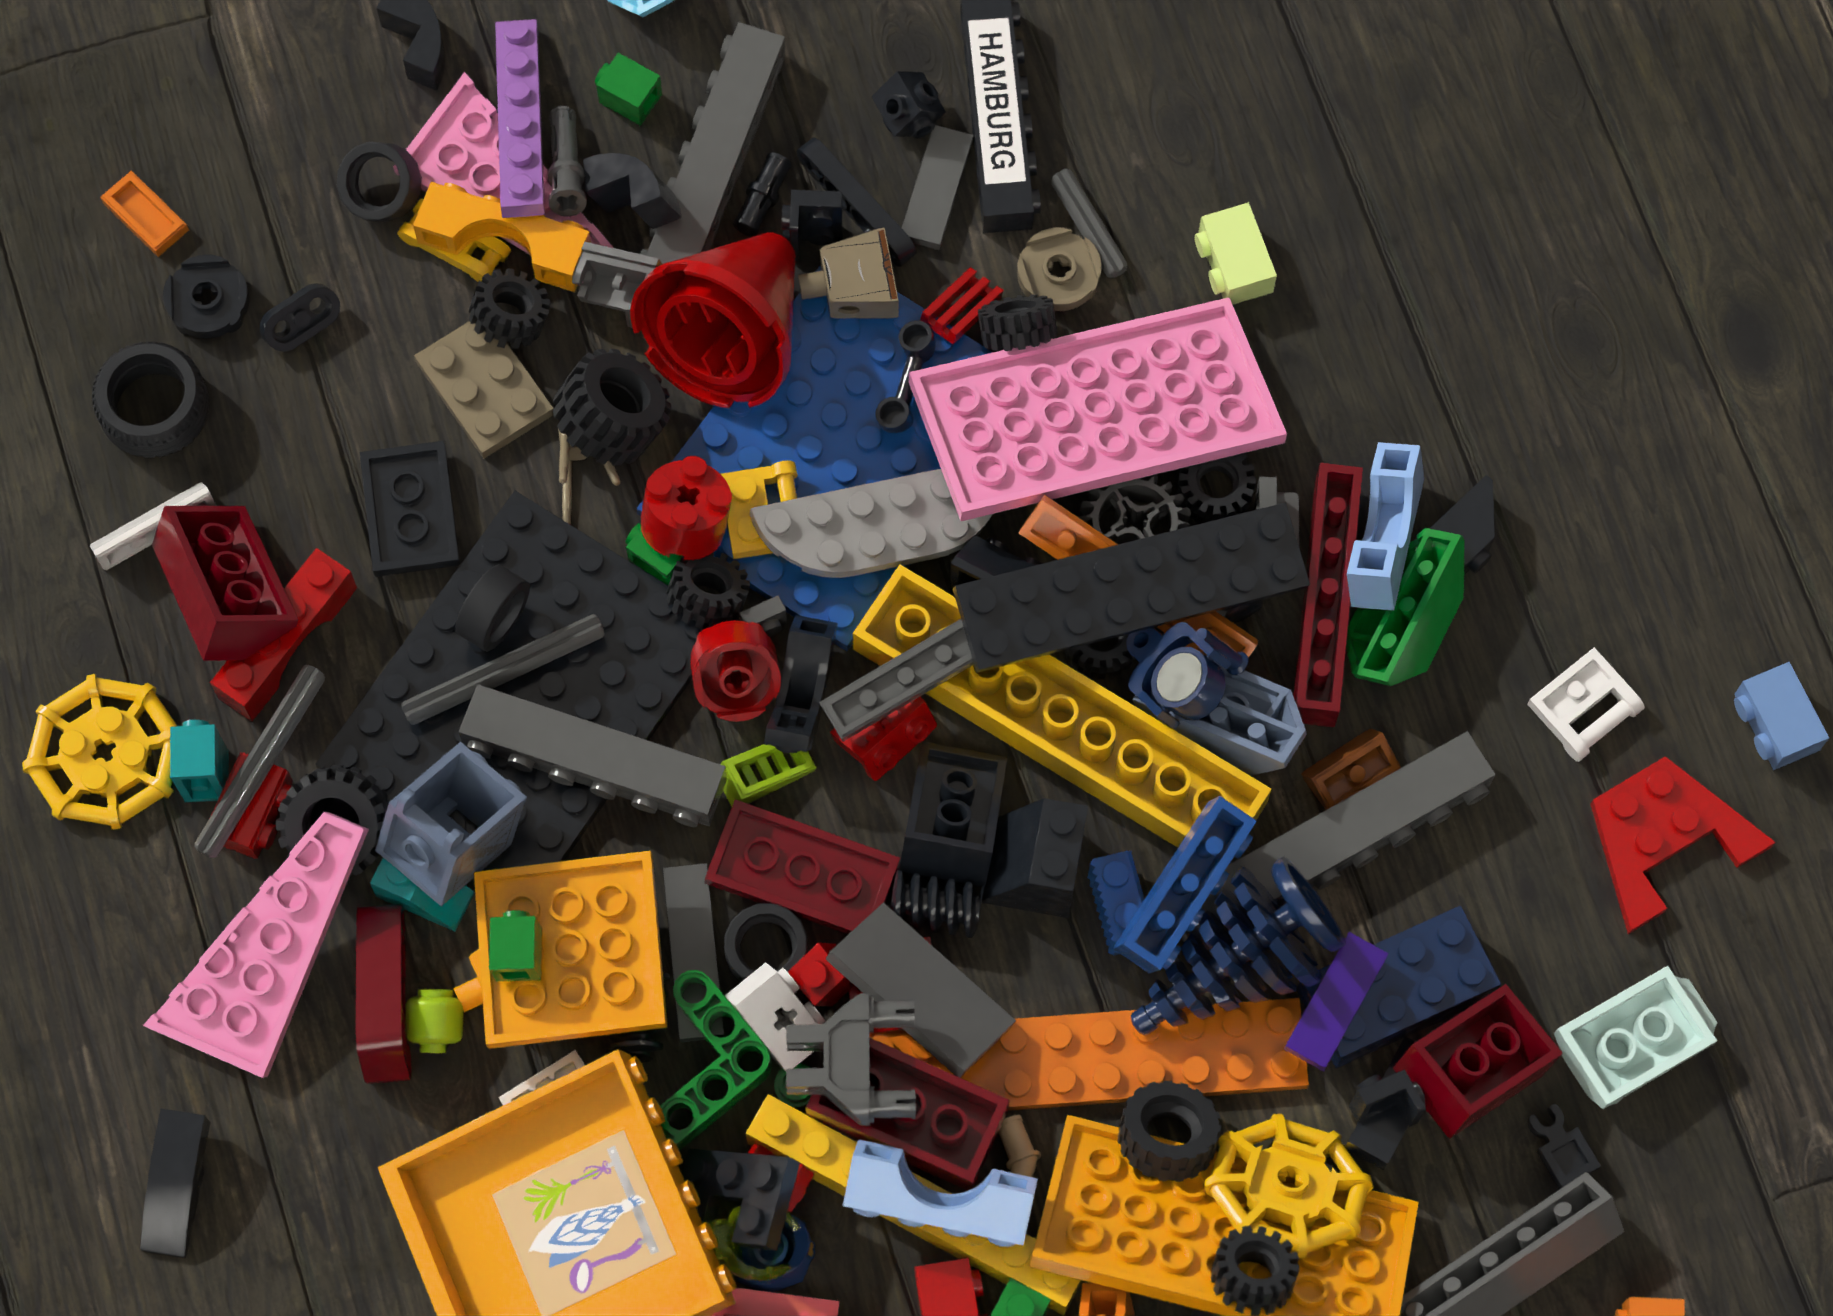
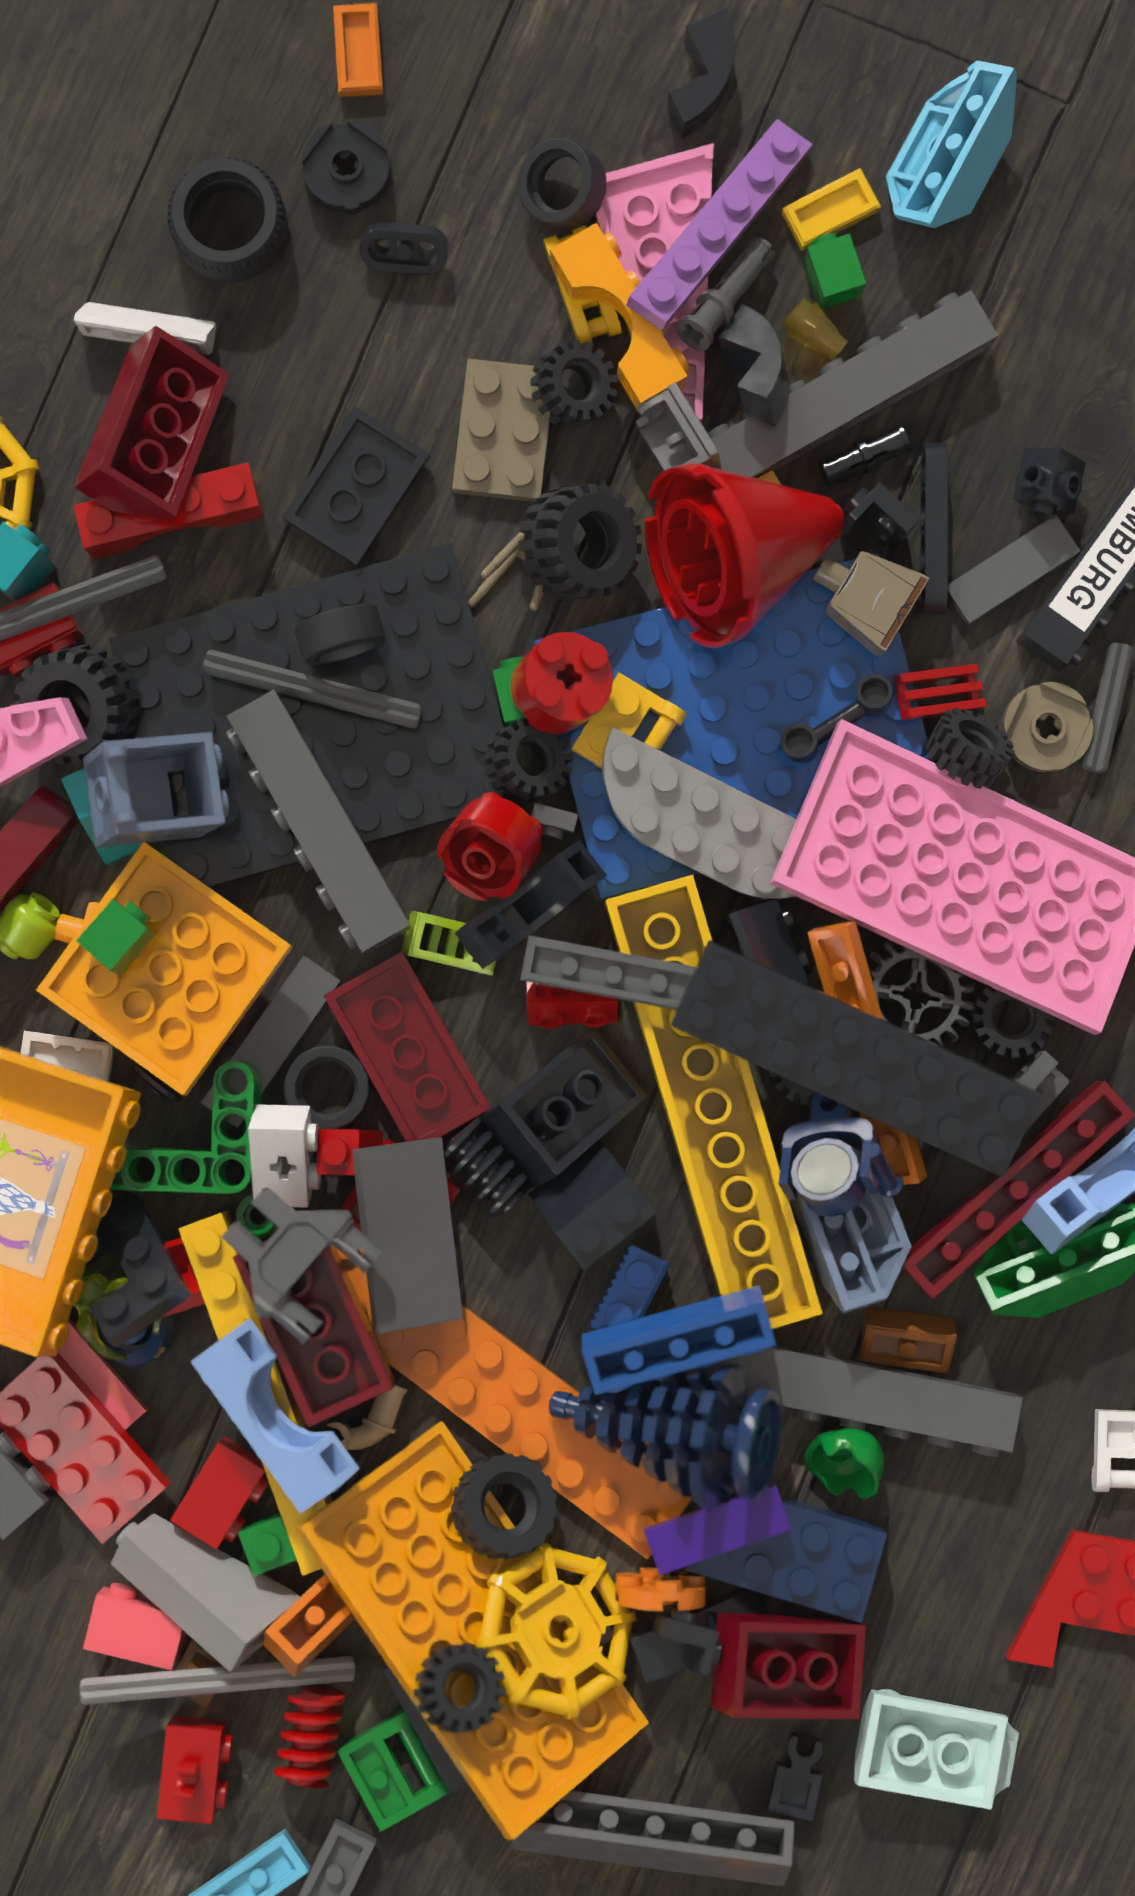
camera: 40 degrees right, 15 degrees up
(587, 52) = (831, 208): none -> yellow tile
(648, 138) = (814, 329): none -> clear yellow cone
(1337, 1091) = (654, 1591): none -> orange plate
(1386, 886) = (846, 1461): none -> green hair

